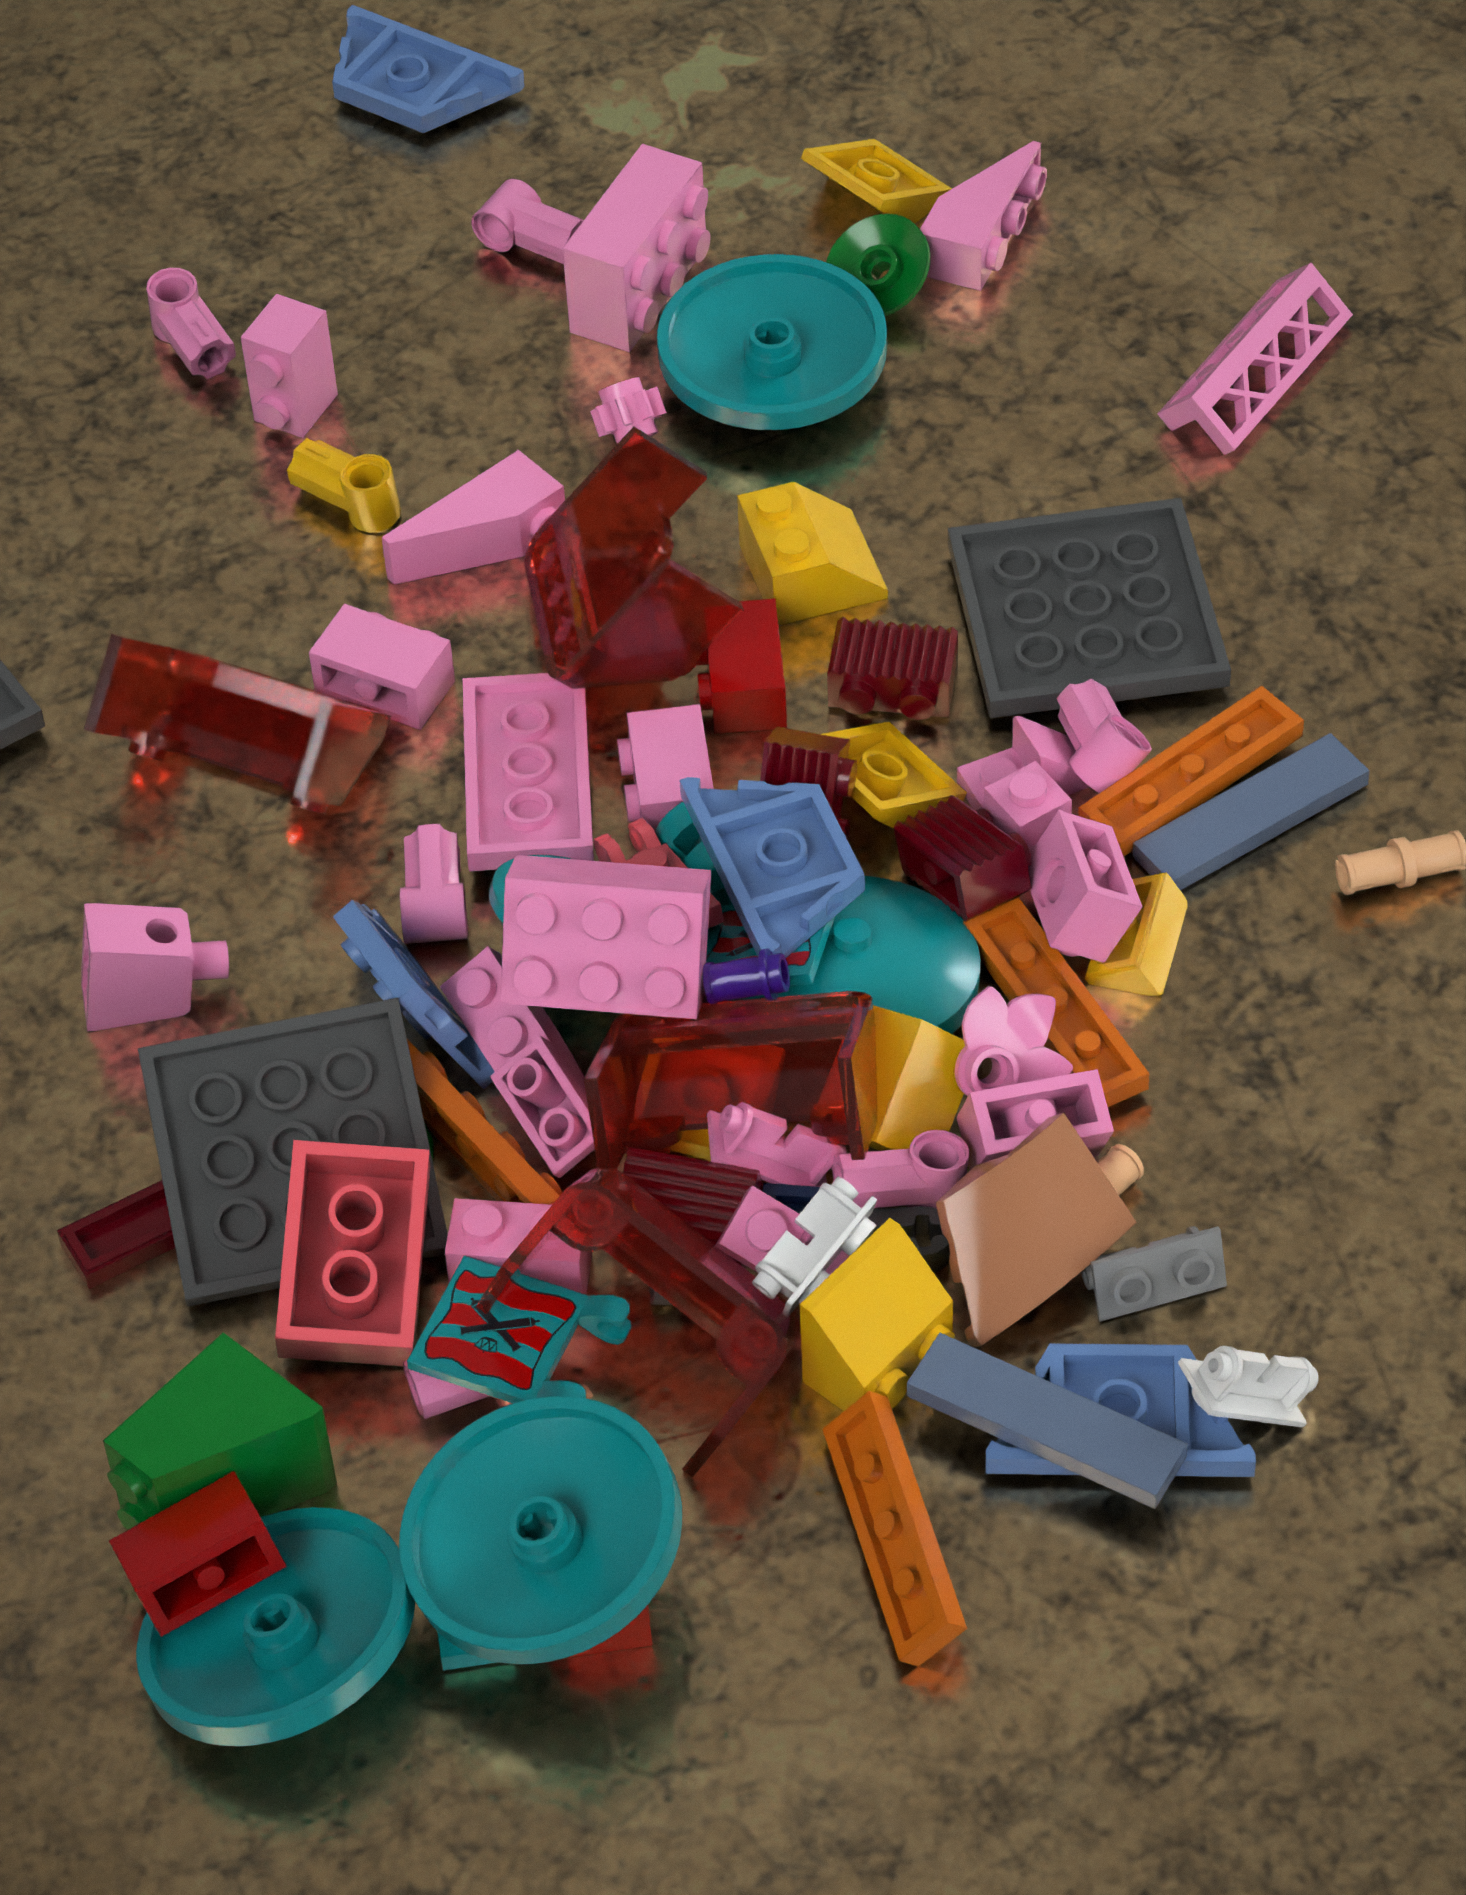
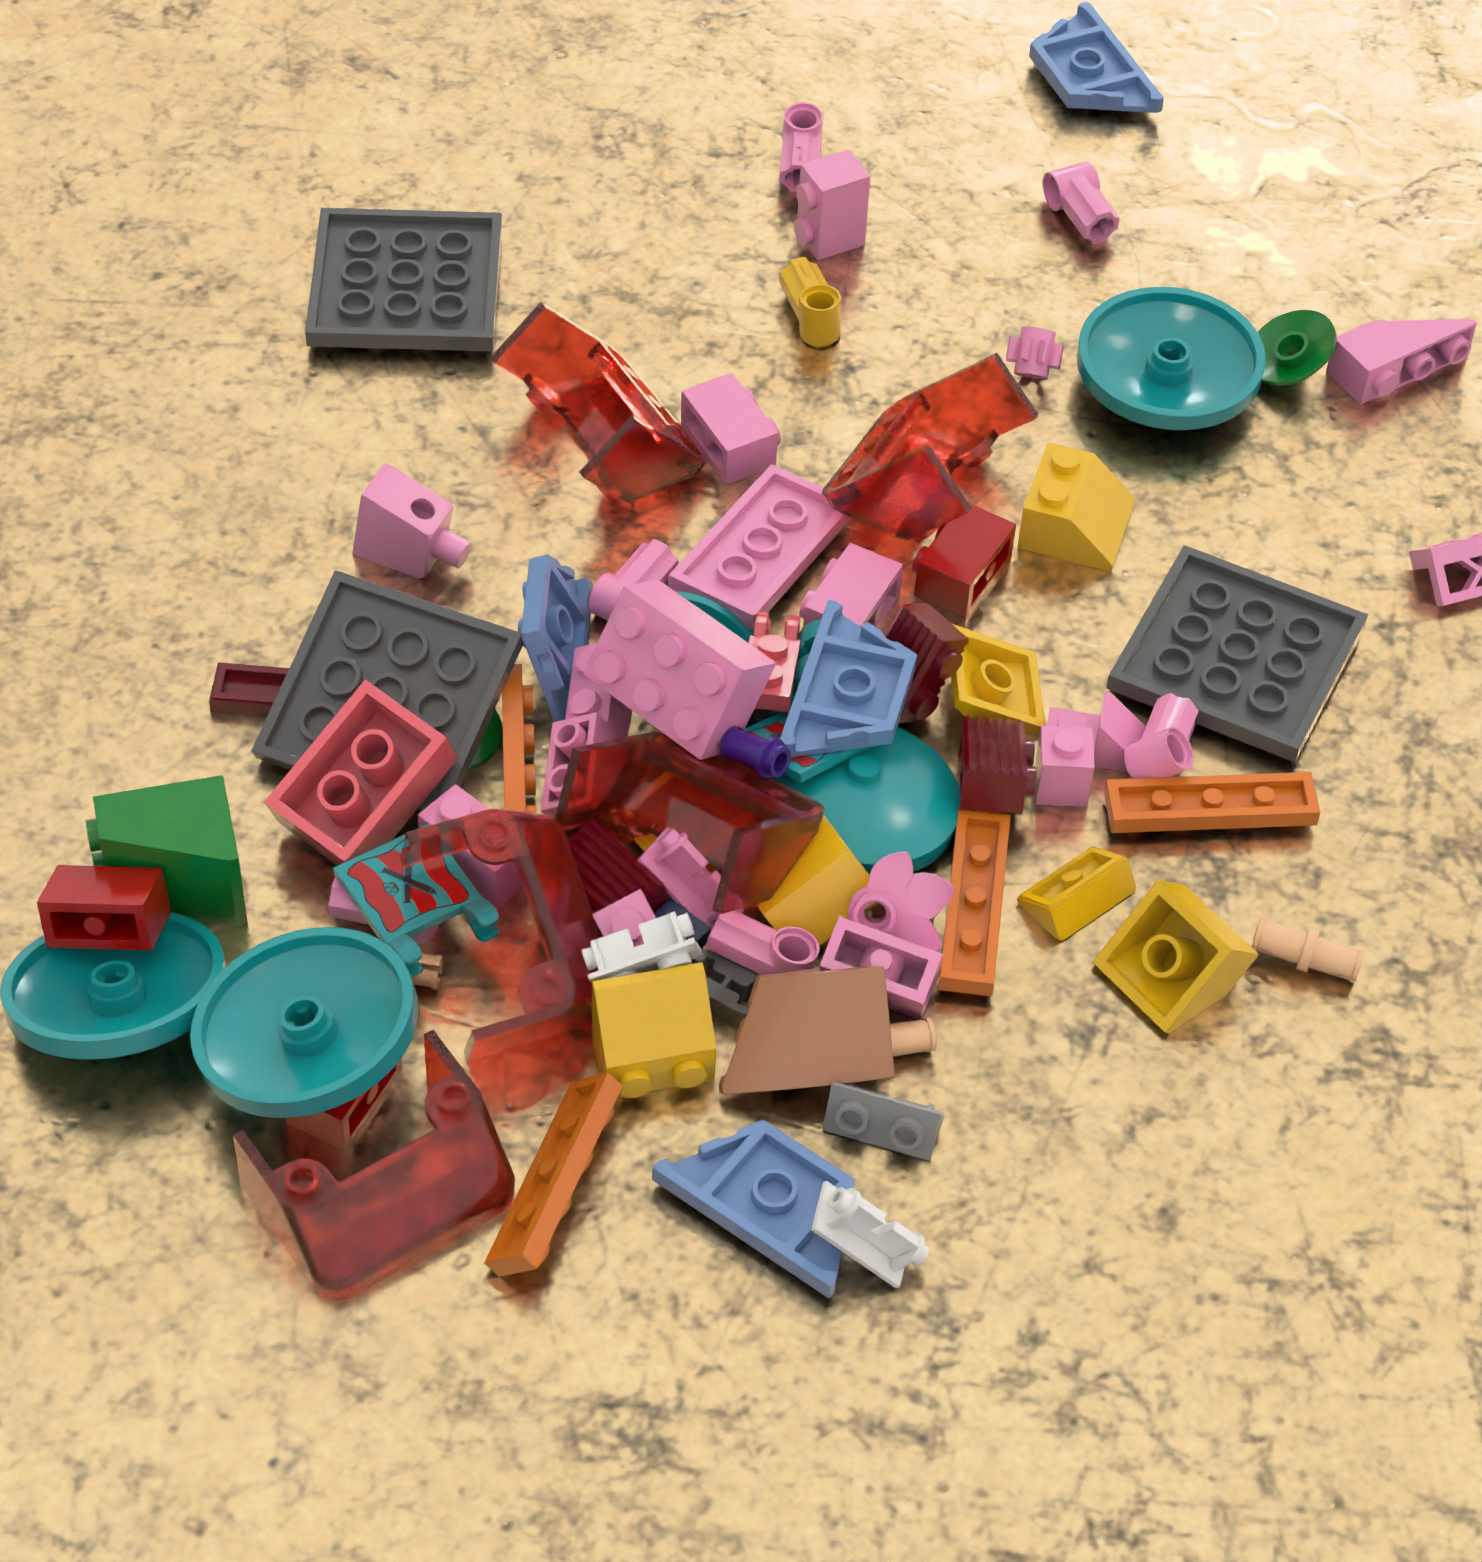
camera: 30 degrees right, 0 degrees up
(475, 524) = (867, 370): bright pink slope -> none
(636, 247) = (1129, 244): bright pink brick -> none
(753, 1715) = (397, 1207): none -> clear red windscreen
(878, 177) = (1346, 288): yellow slope -> none
(892, 668) = (1063, 617): dark red brick -> none
(1047, 1420) = (711, 1168): sand blue tile -> none
(1082, 887) = (1053, 830): bright pink brick -> none
(1252, 812) = (1233, 855): sand blue tile -> none
(1289, 944) = (1174, 956): none -> yellow slope

